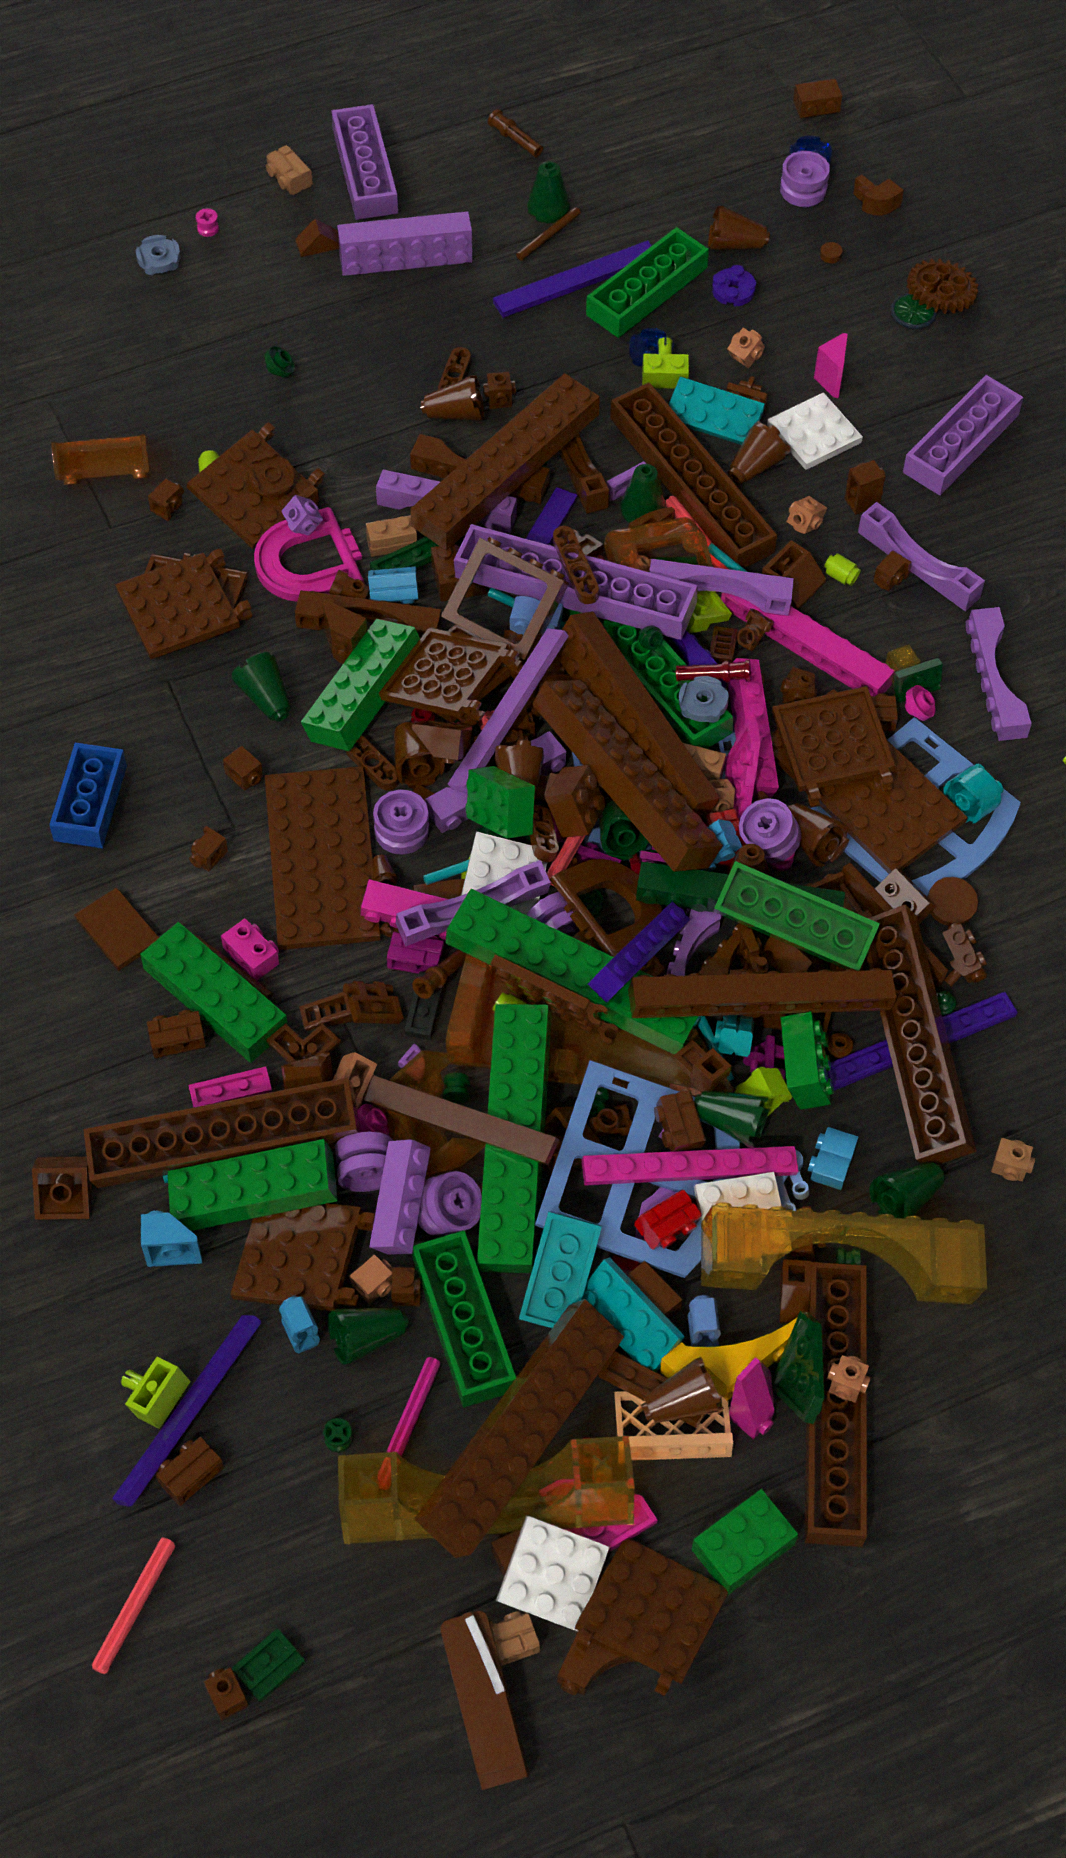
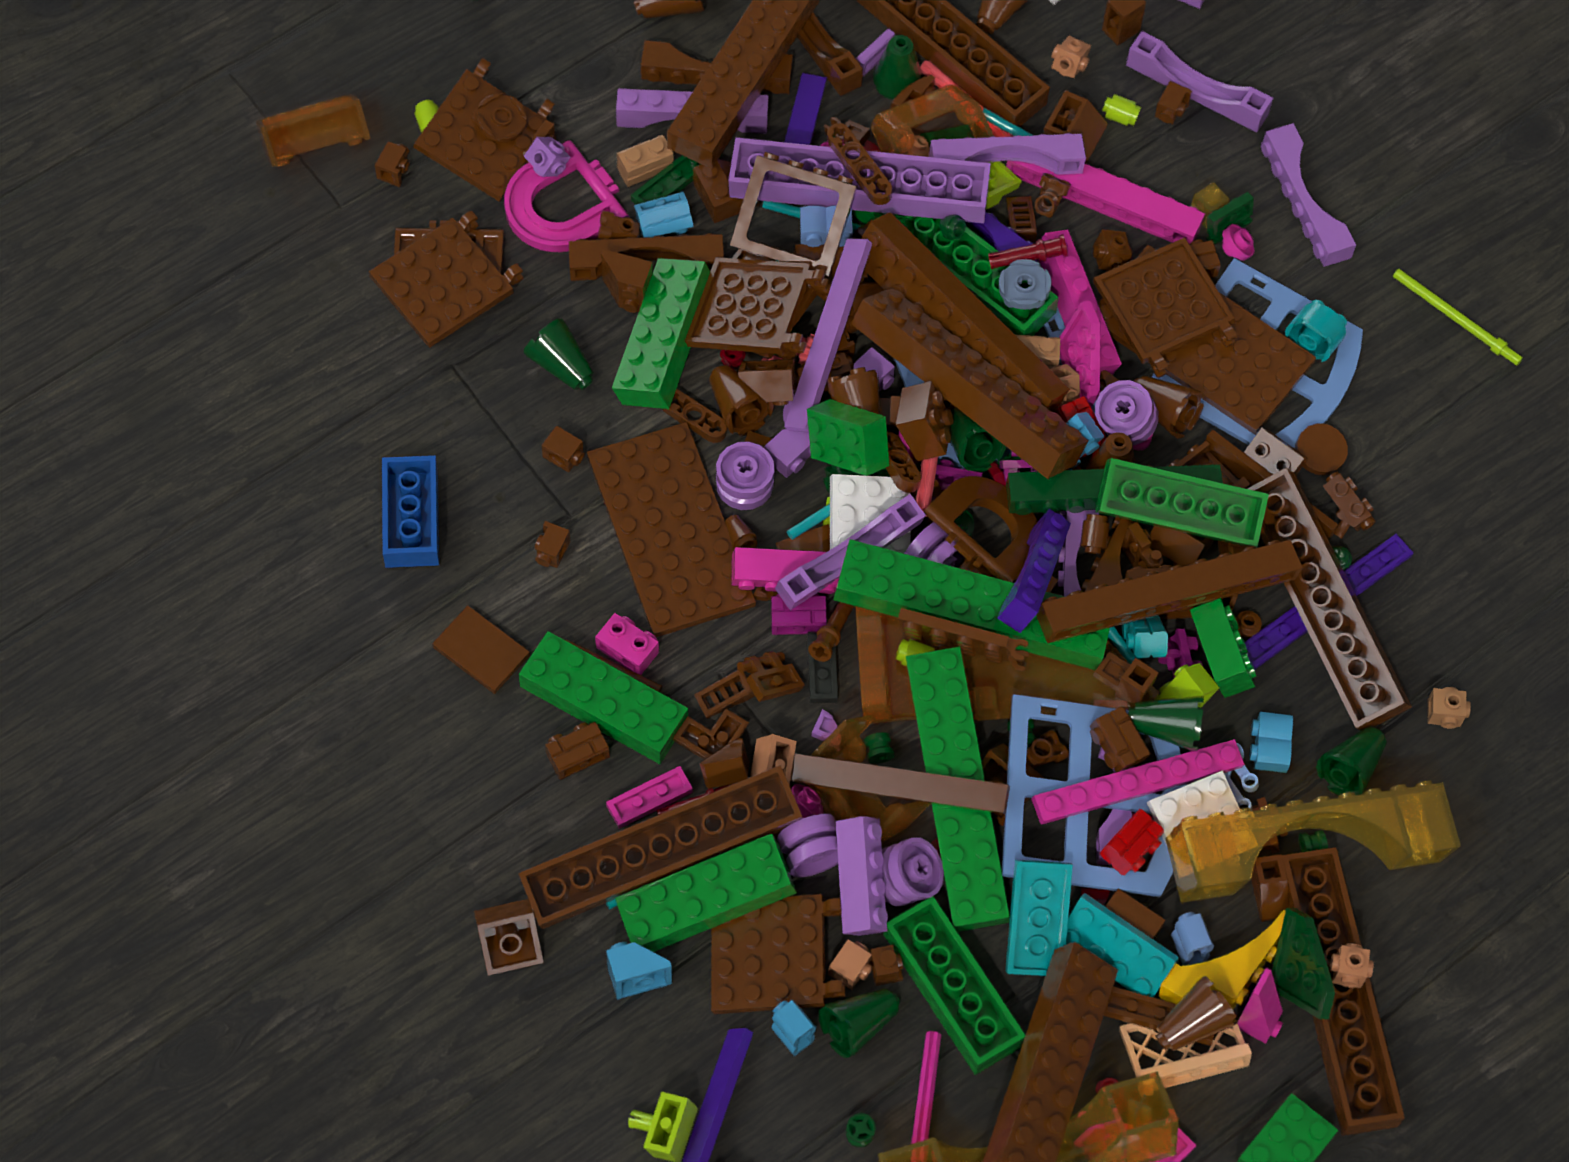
camera: 15 degrees left, 5 degrees up
(711, 933) = (1094, 533): none -> reddish brown brick

